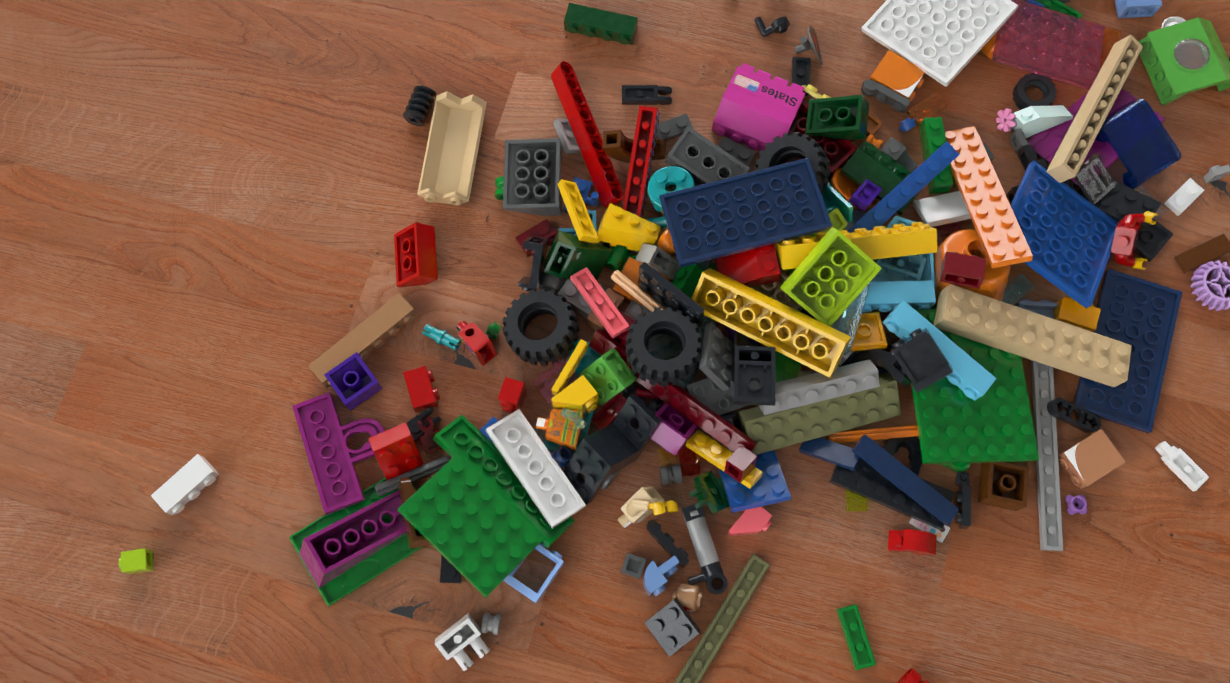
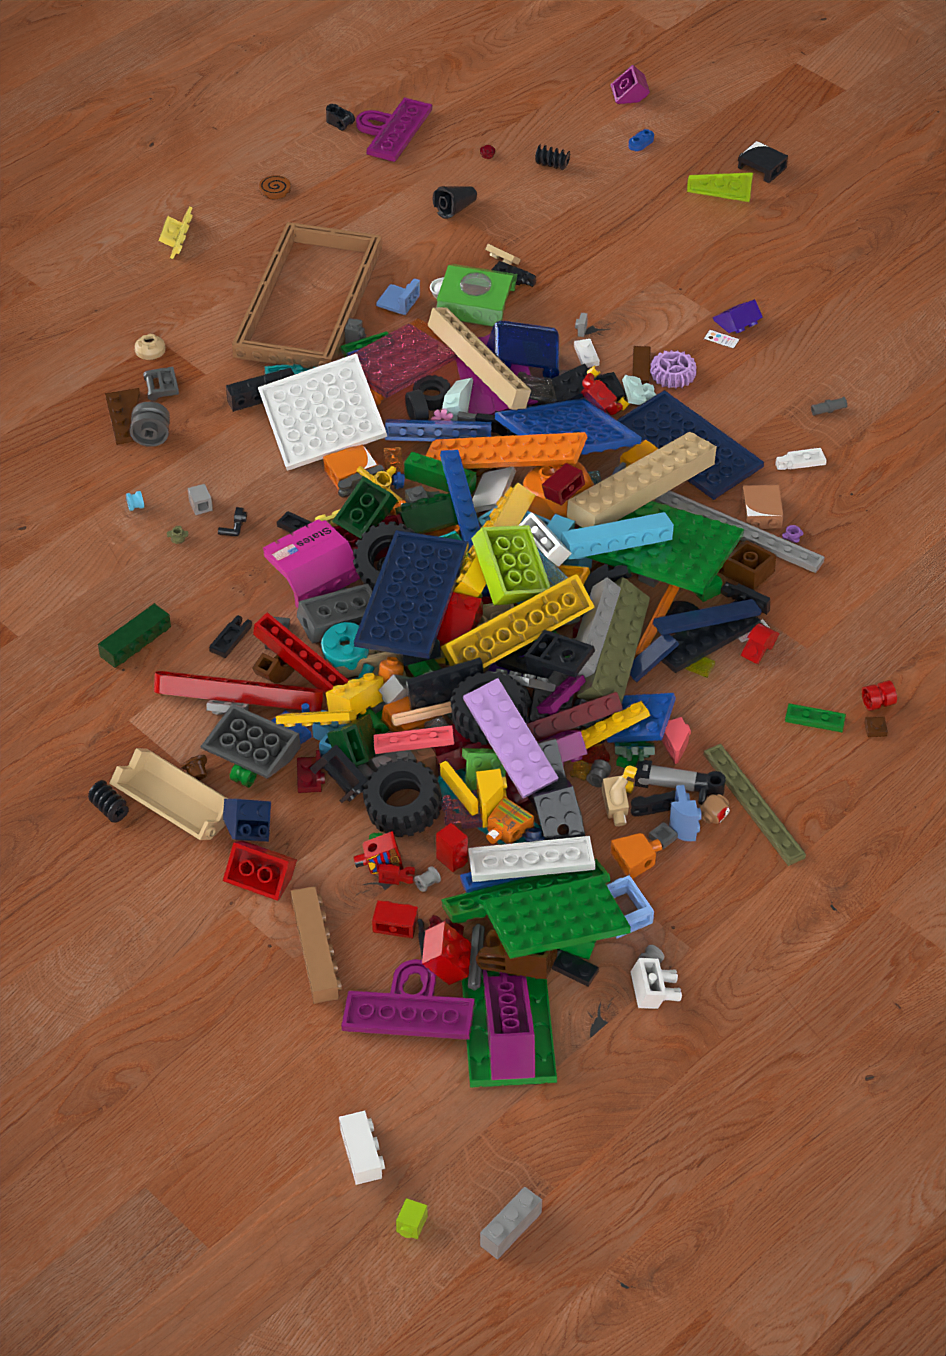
camera: 60 degrees left, 25 degrees down
(166, 643) = (511, 1222): none -> light grey brick
(353, 381) = (353, 963): dark purple slope -> none
(441, 337) = (355, 883): teal pin -> none
(453, 218) = (247, 819): none -> dark blue slope
(466, 359) = (393, 875): none -> red plate
(476, 391) = (427, 879): none -> light grey bush
(489, 149) = (196, 766): none -> reddish brown piece
(568, 414) = (507, 800): clear light blue tile -> none
(597, 552) = (635, 853): none -> orange torso
(627, 385) = (510, 738): none -> lavender plate
(672, 627) = (734, 828): plate -> none
(716, 397) = (561, 694): none -> magenta plate
(740, 463) = (626, 705): brick -> none
(806, 45) = (275, 501): dark grey shield -> none
(865, 195) = (447, 524): dark purple plate -> none
(879, 112) = (381, 478): none -> yellow bar
(885, 289) = (546, 540): none -> white brick
(921, 359) = (619, 544): black panel -> none
(988, 125) = (434, 429): none -> blue brick
(1002, 90) = (416, 405): none -> black tyre
(1065, 415) = (720, 498): black beam -> none
(1164, 264) = (636, 392): none -> light aqua hinge

